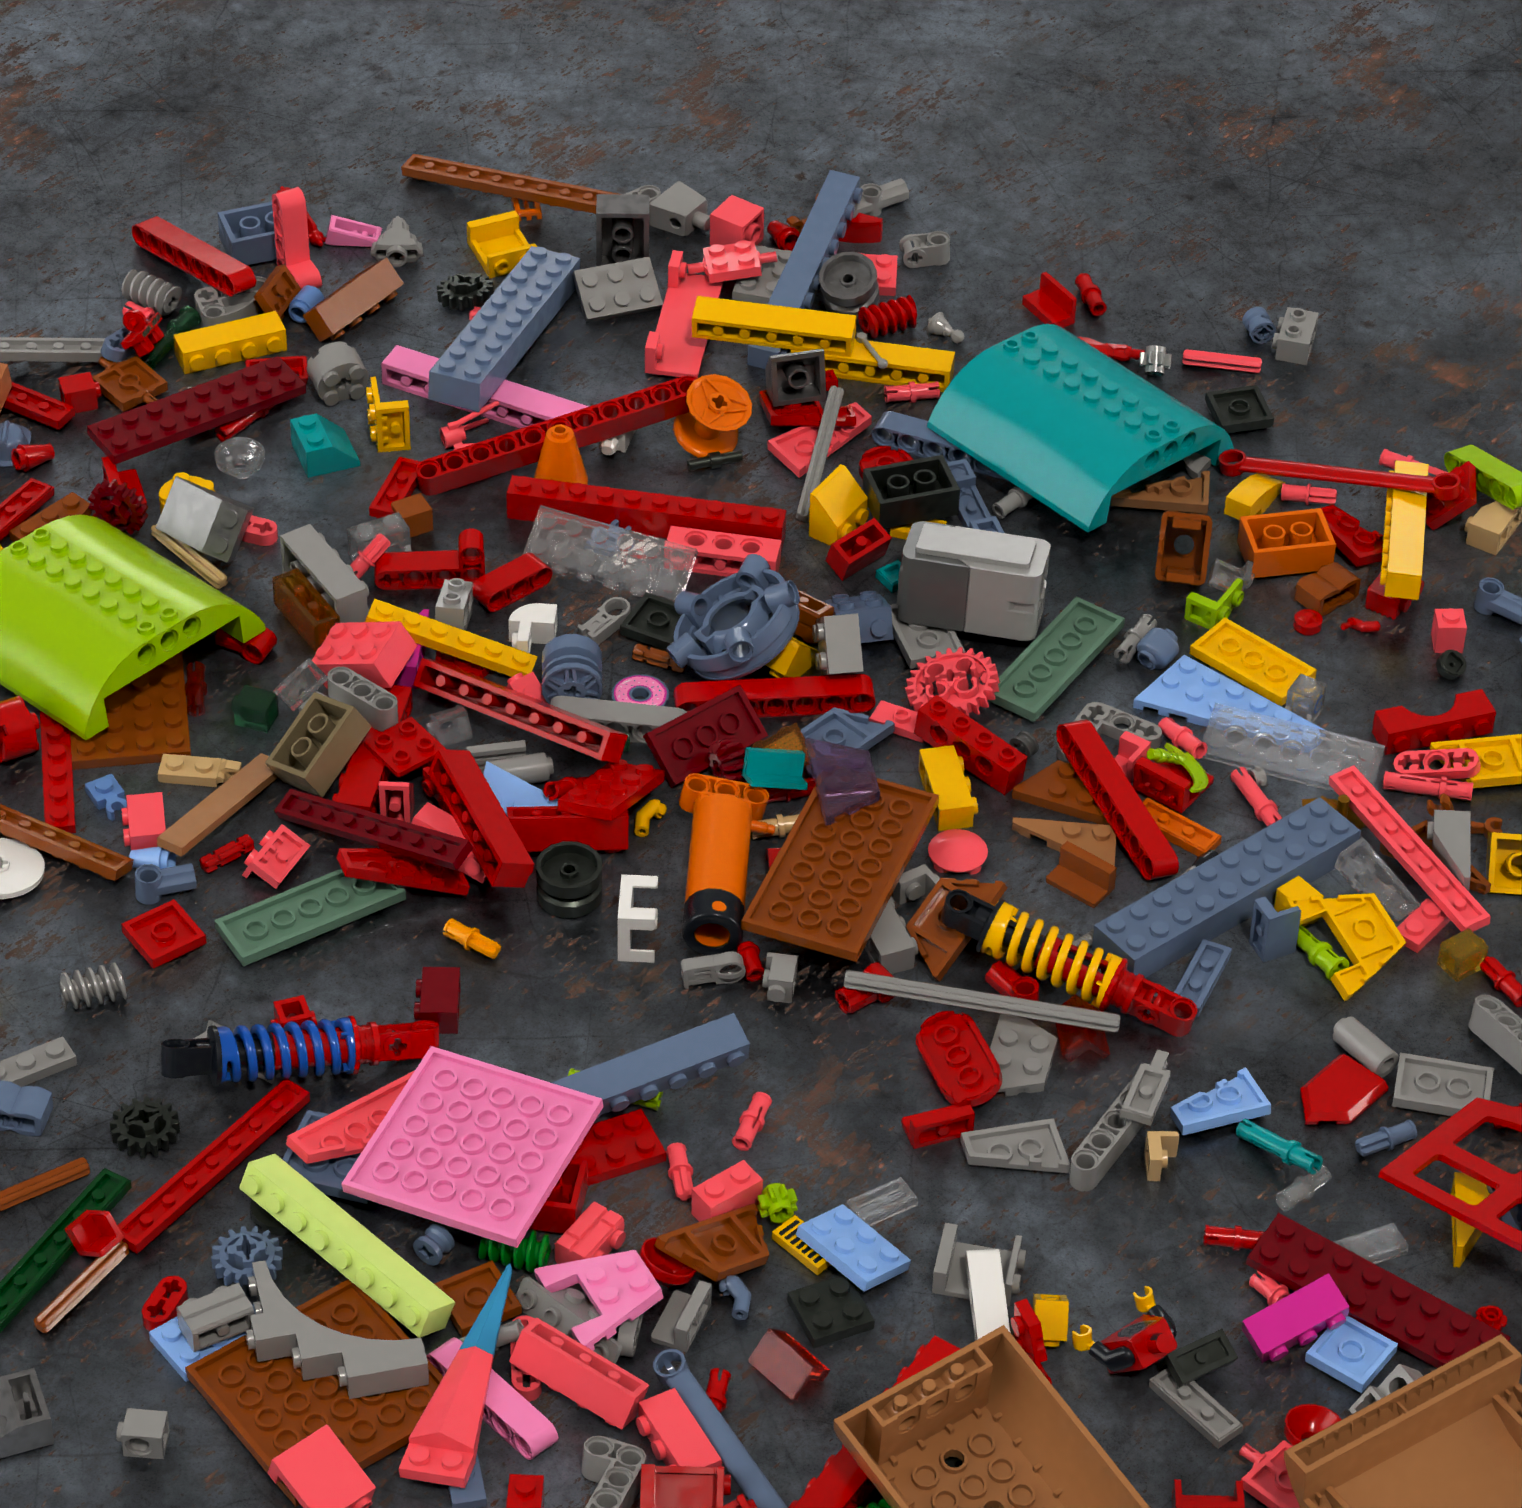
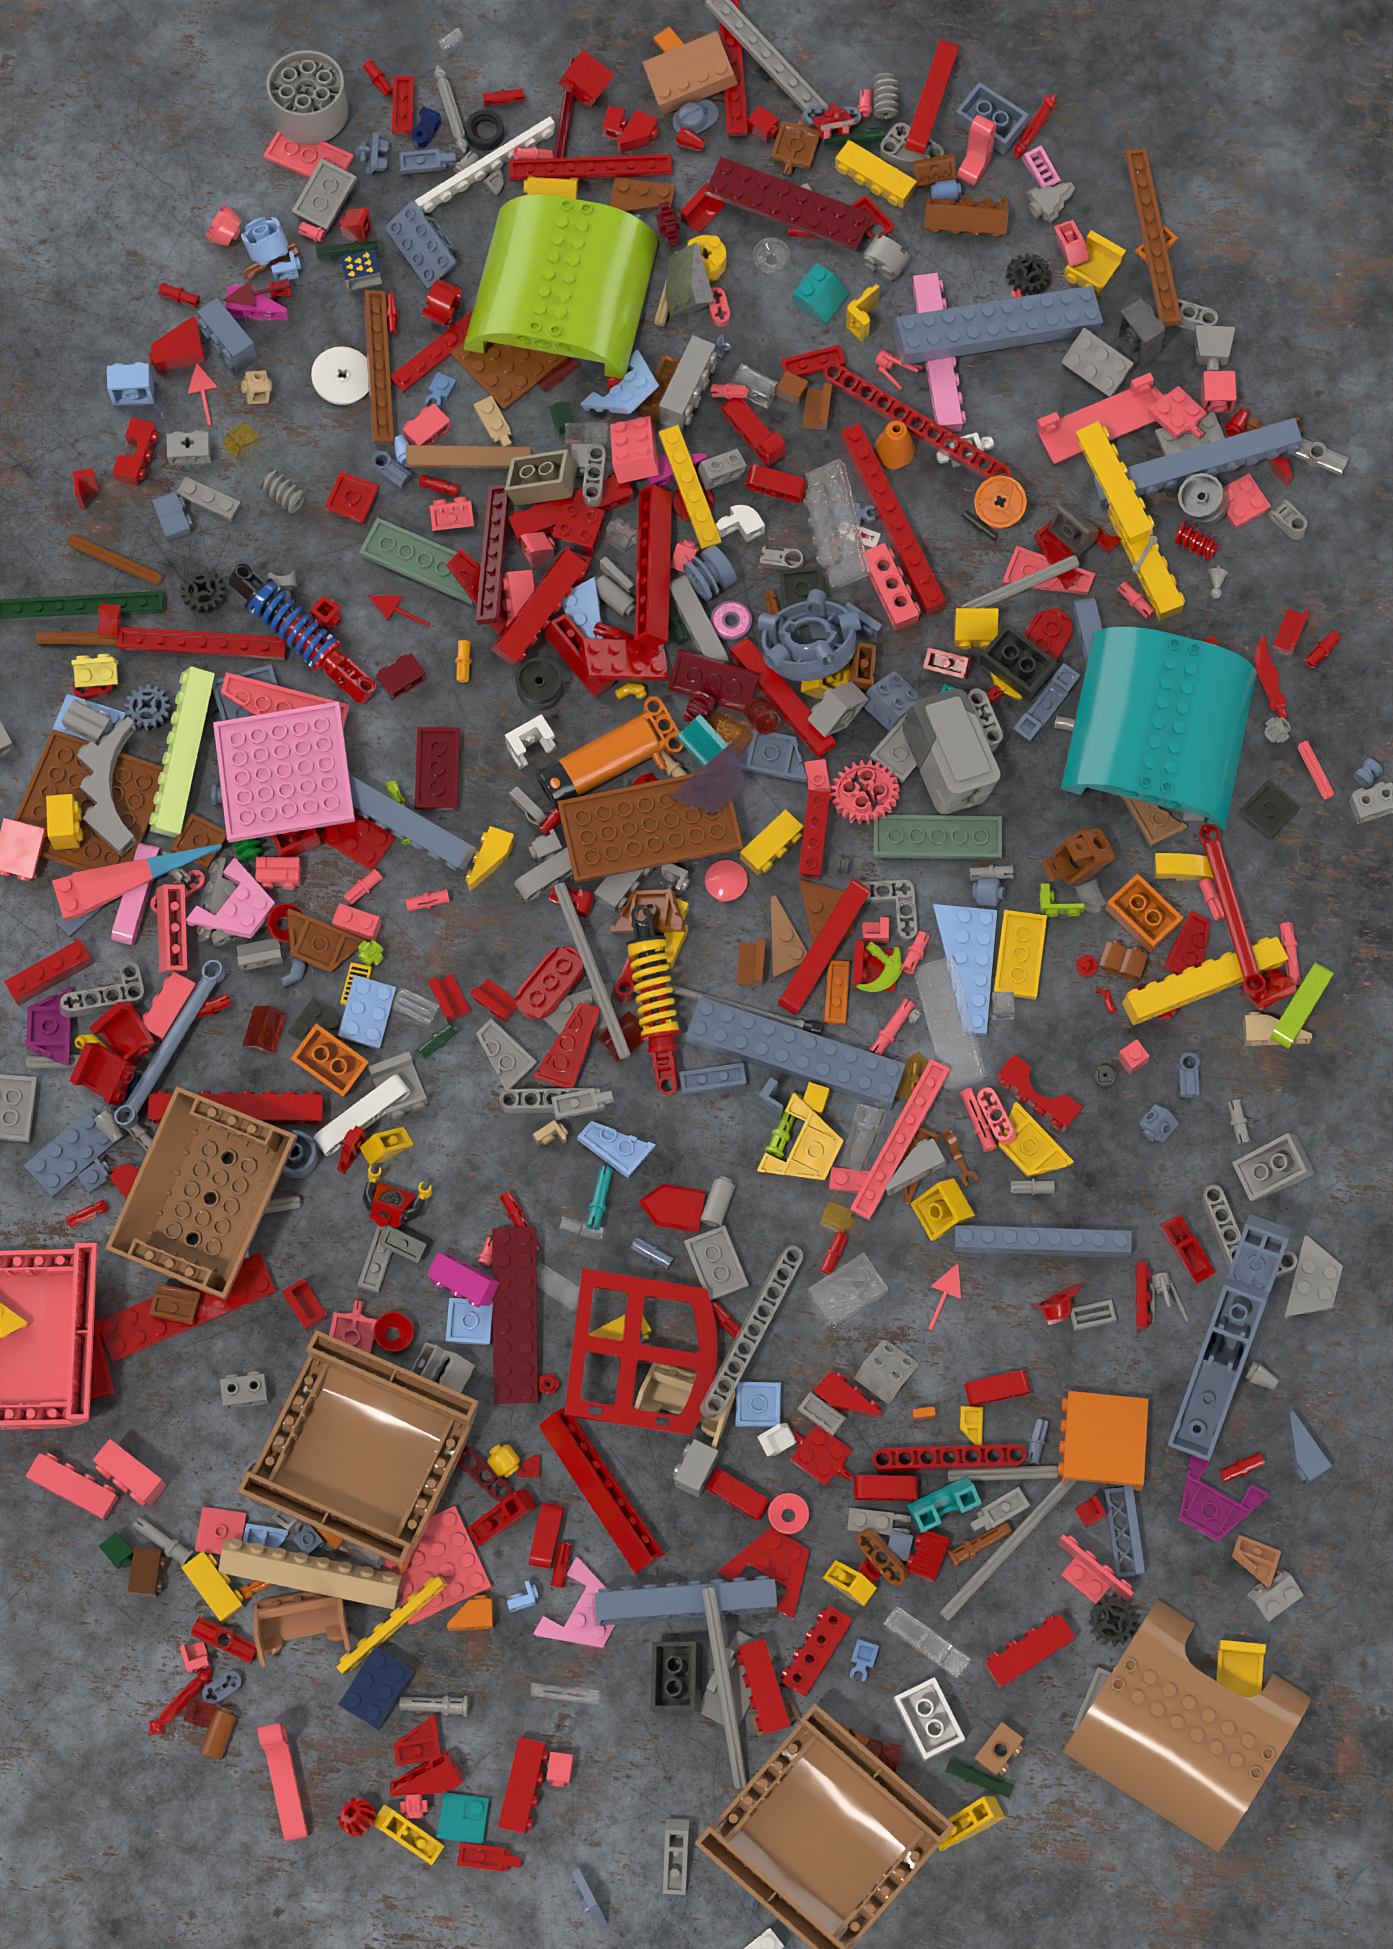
camera: 60 degrees right, 30 degrees up
(150, 1277) = (96, 671): none -> light yellow bracket
(289, 624) = (629, 392): none -> light blue wing
(333, 974) = (387, 604): none -> red piece
(336, 1397) = (63, 821): none -> yellow brick
(456, 508) = (817, 408): none -> dark orange panel
(467, 240) = (1071, 243): none -> coral brick
(585, 1024) = (437, 768): none -> dark red plate
(752, 1022) = (493, 853): none -> yellow slope
(785, 712) = (761, 715): none -> clear red wheel
(816, 992) = (544, 876): none -> light grey beam
(888, 1165) = (449, 998): none -> red panel
(894, 1302) = (329, 1060): none -> orange brick
(945, 1199) = (437, 1040): none -> clear green pin
(1065, 1081) = (570, 1048): none -> red wing

